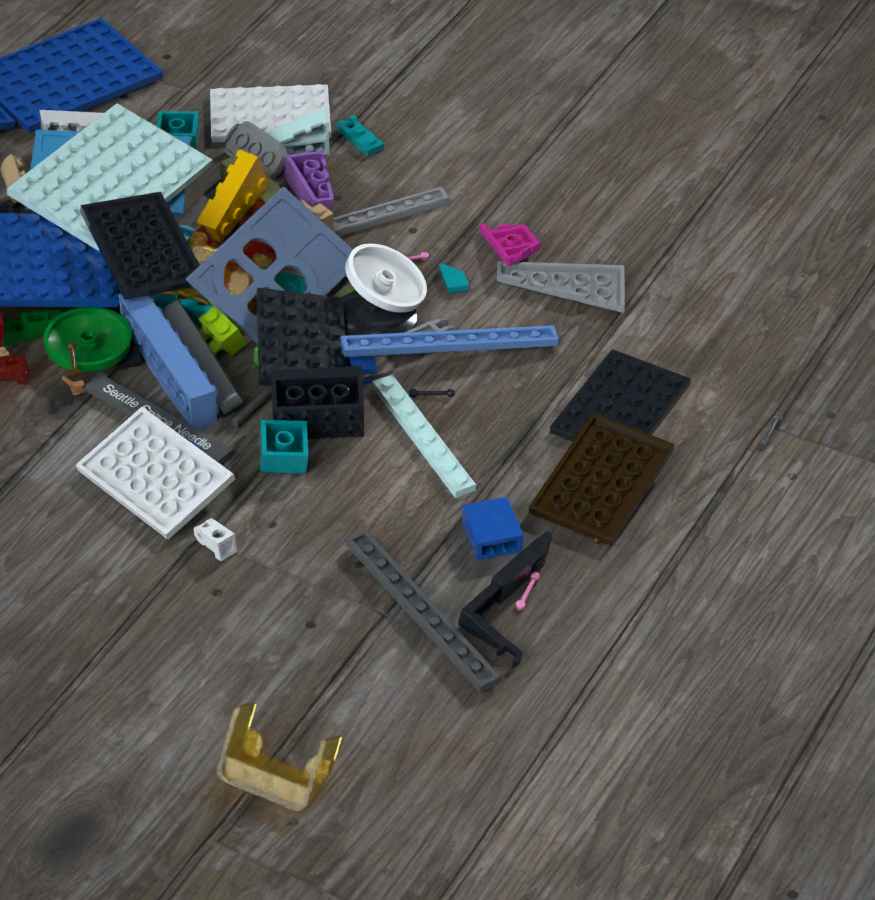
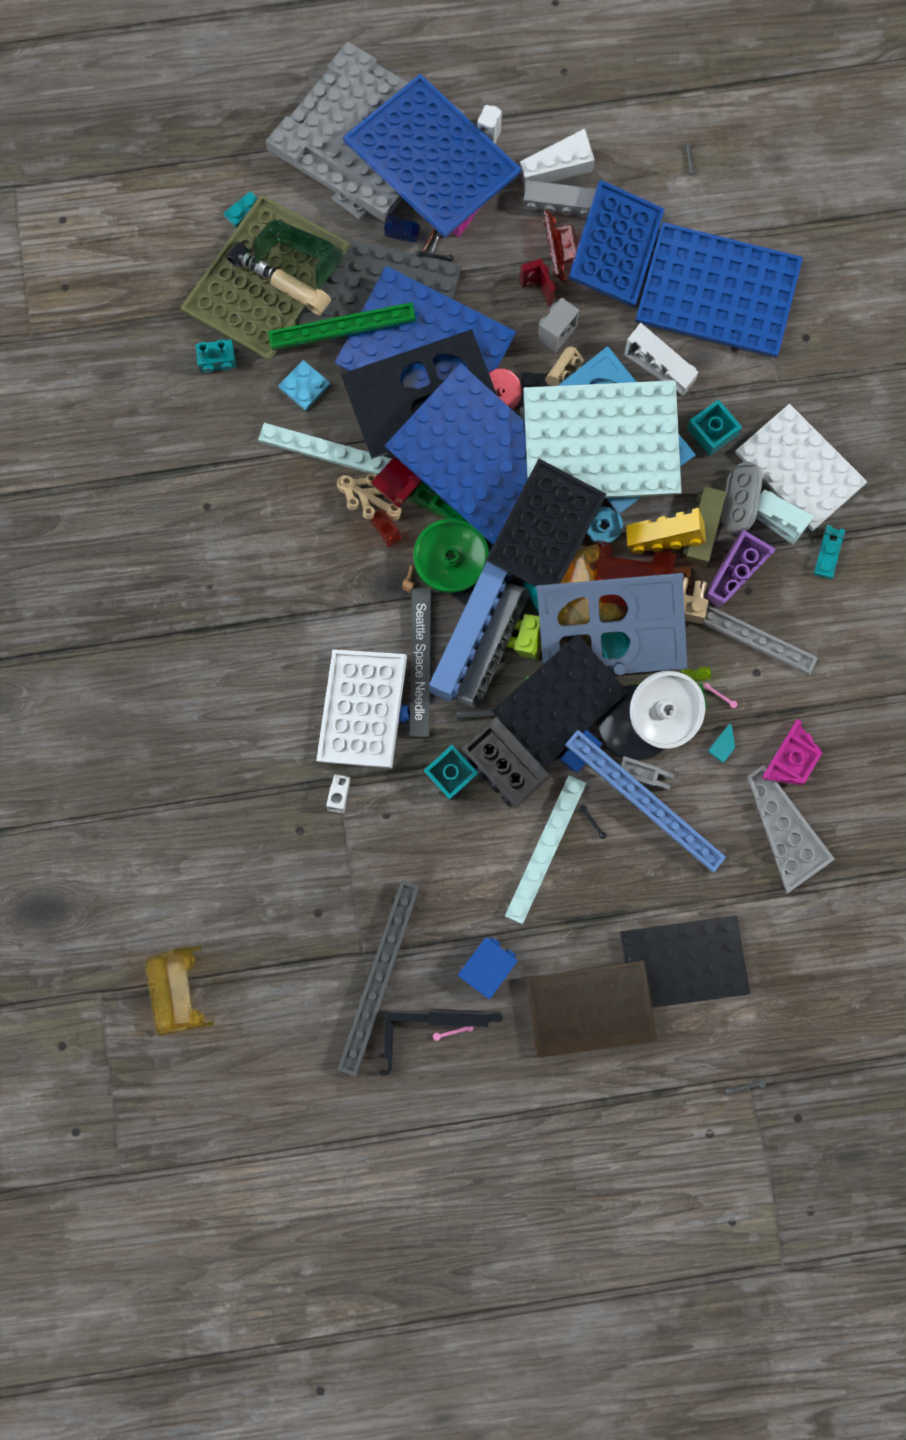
camera: 55 degrees right, 35 degrees up
(74, 371) = (408, 578): reddish brown hinge -> none

